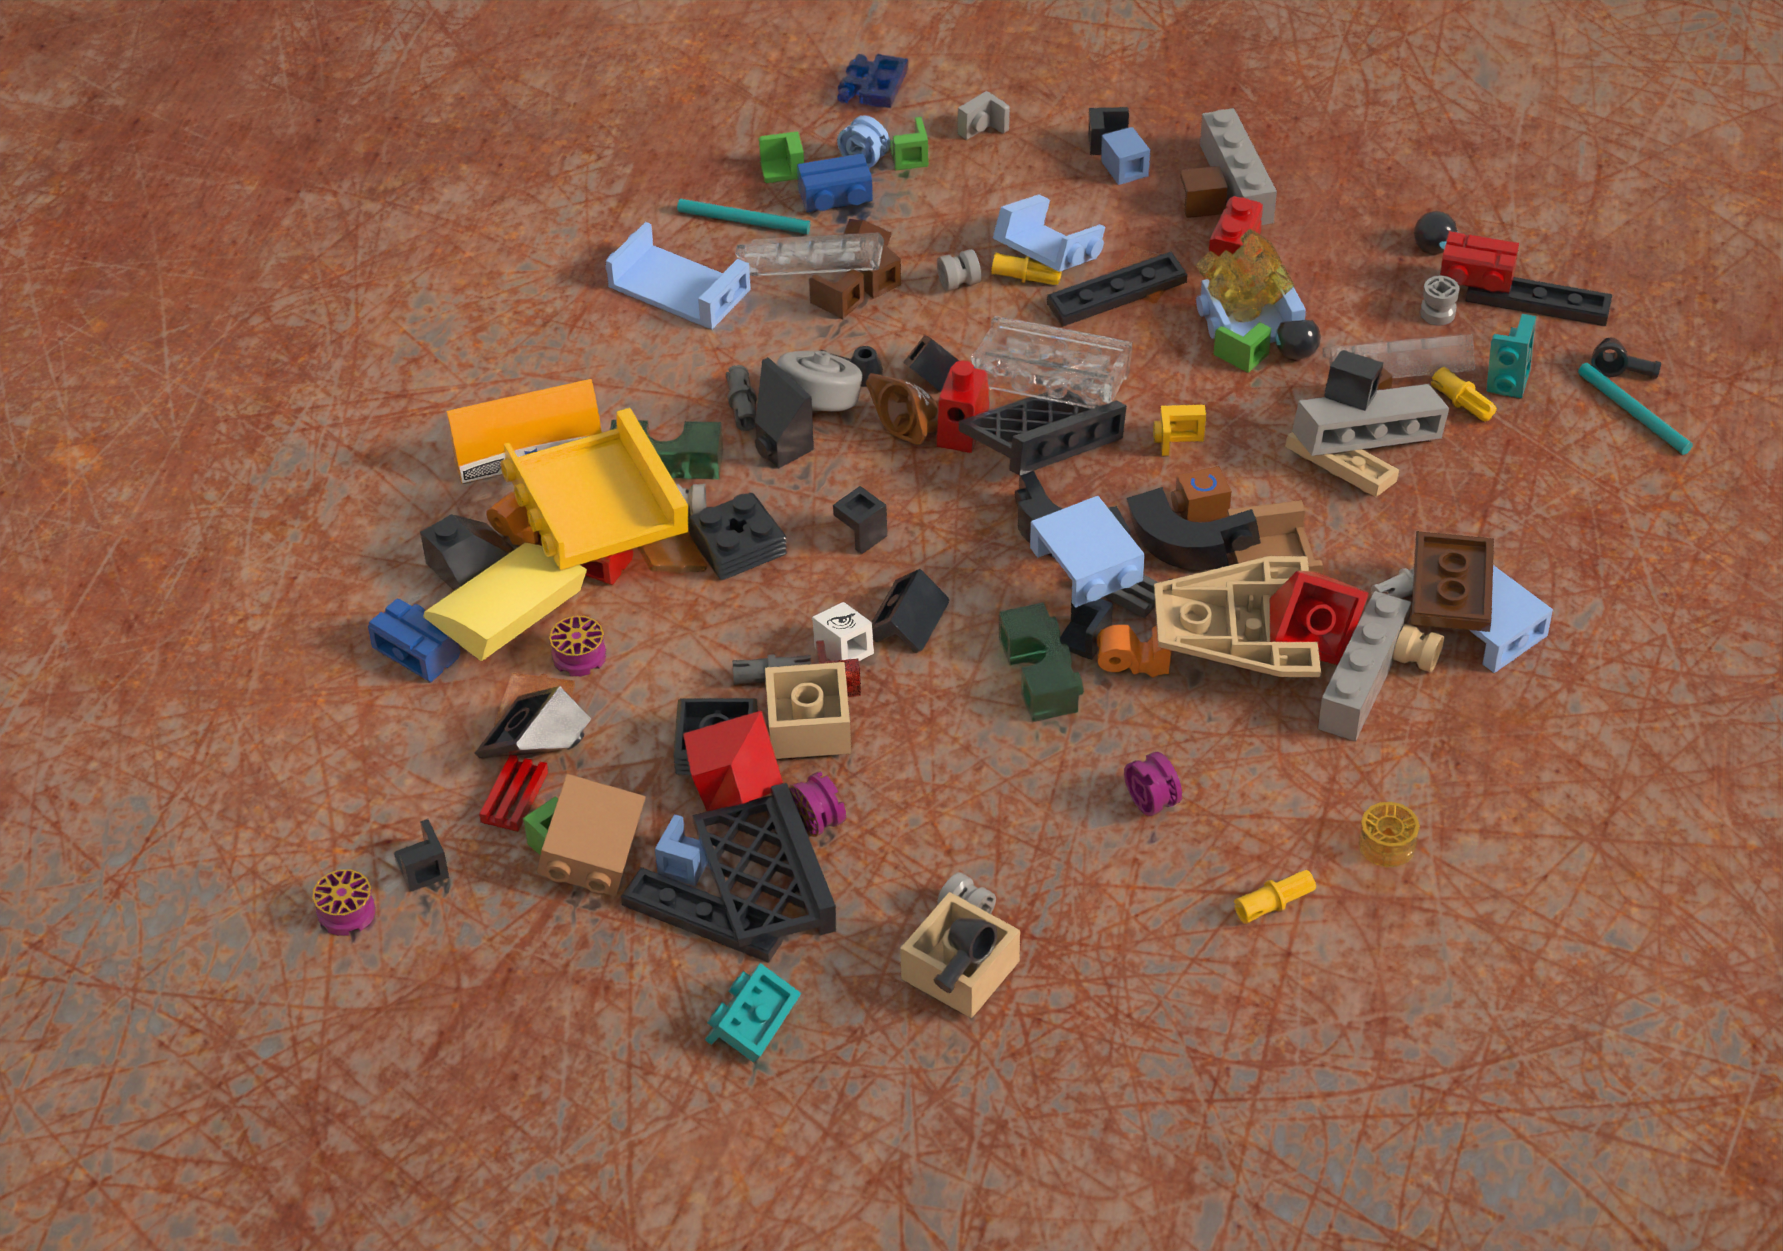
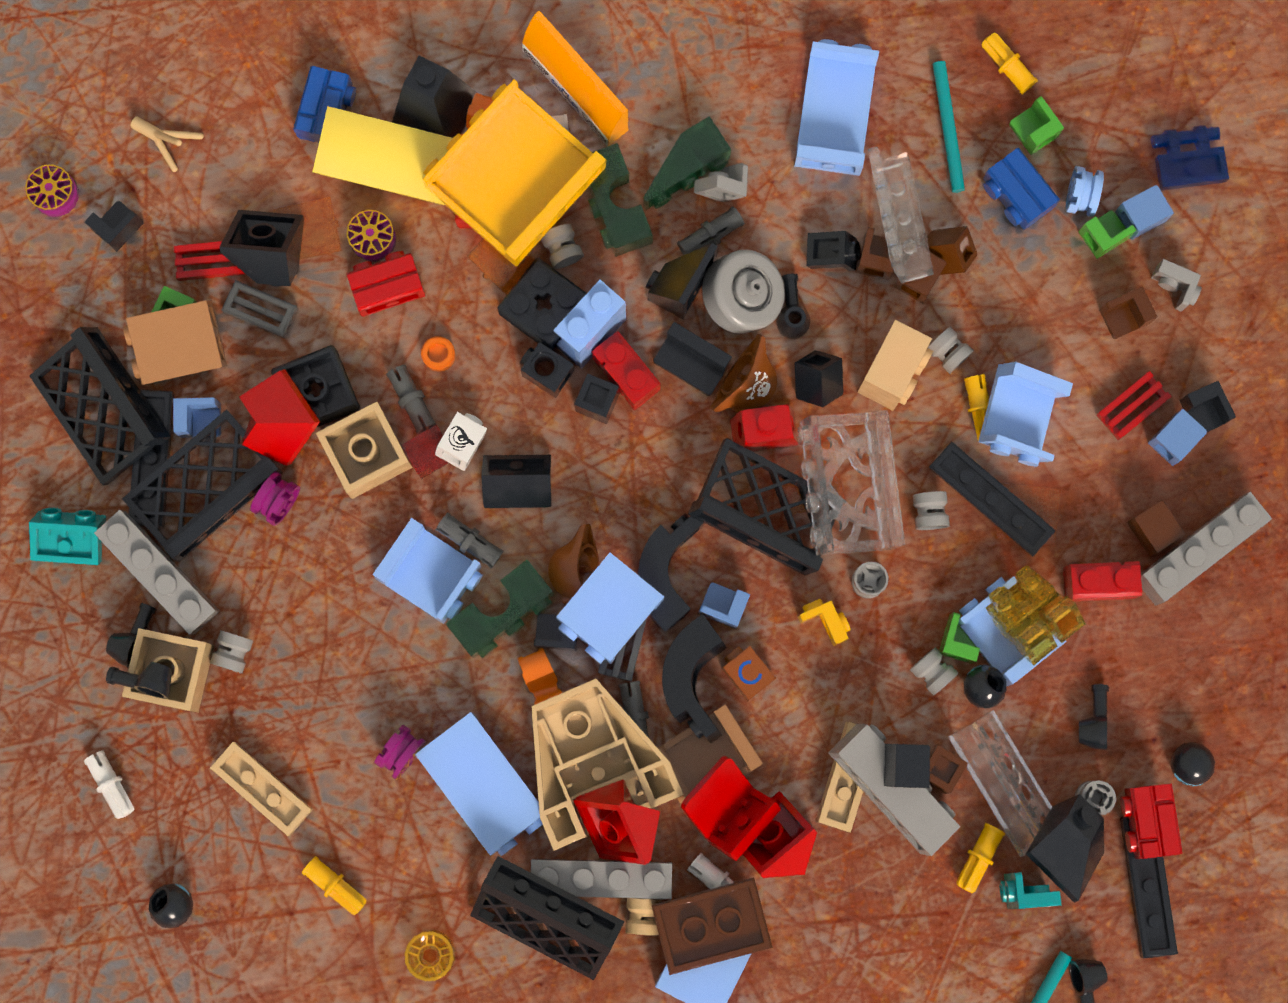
camera: 65 degrees right, 35 degrees up
(345, 793) = (167, 135): none -> tan plant
(600, 770) = (285, 320): none -> dark grey tile
(611, 896) = (114, 383): none -> black fence
(637, 647) = (385, 283): none -> red brick
(657, 386) = (692, 156): none -> clear green slope
(702, 366) = (724, 185): none -> light grey bracket
(711, 160) = (1009, 62): none -> yellow axle
(736, 637) = (438, 354): none -> orange tile
(793, 497) = (590, 323): none -> light blue panel
(806, 550) = (557, 379): none -> black brick
(813, 318) = (832, 250): none -> black bracket
(832, 483) = (626, 370): none -> red brick
(840, 928) = (157, 572): none -> light grey brick
(858, 444) = (692, 359): none -> black panel
(903, 110) = (1145, 211): none -> medium blue panel
(910, 994) = (121, 644): none -> black bar
(950, 667) = (469, 540): none -> dark grey pin
(954, 297) = (891, 373): none -> tan brick
(969, 714) = (428, 572): none -> light blue panel
(992, 152) = (1128, 313): none -> reddish brown panel
(1029, 584) = (574, 563): none -> dark orange hat
(1063, 1065) = (109, 785): none -> white axle
(1071, 162) = (1155, 387): none -> red tile
(1106, 323) = (927, 503): none -> light grey wheel
(1127, 483) = (724, 605): none -> medium blue panel
(1135, 924) = (261, 788): none -> tan plate
(1152, 385) = (871, 575): none -> light grey wheel
(1221, 722) = (481, 785): none -> light blue panel
(1234, 1043) = (171, 905): none -> black piece
(1265, 368) = (935, 672): none -> light grey wheel
(1345, 540) = (729, 809): none -> red bracket
(1371, 685) = (560, 911): none -> black fence
(1375, 281) = (1094, 729): none -> black bar
(1378, 519) = (784, 843): none -> red slope
(1472, 311) = (1069, 845): none -> black slope

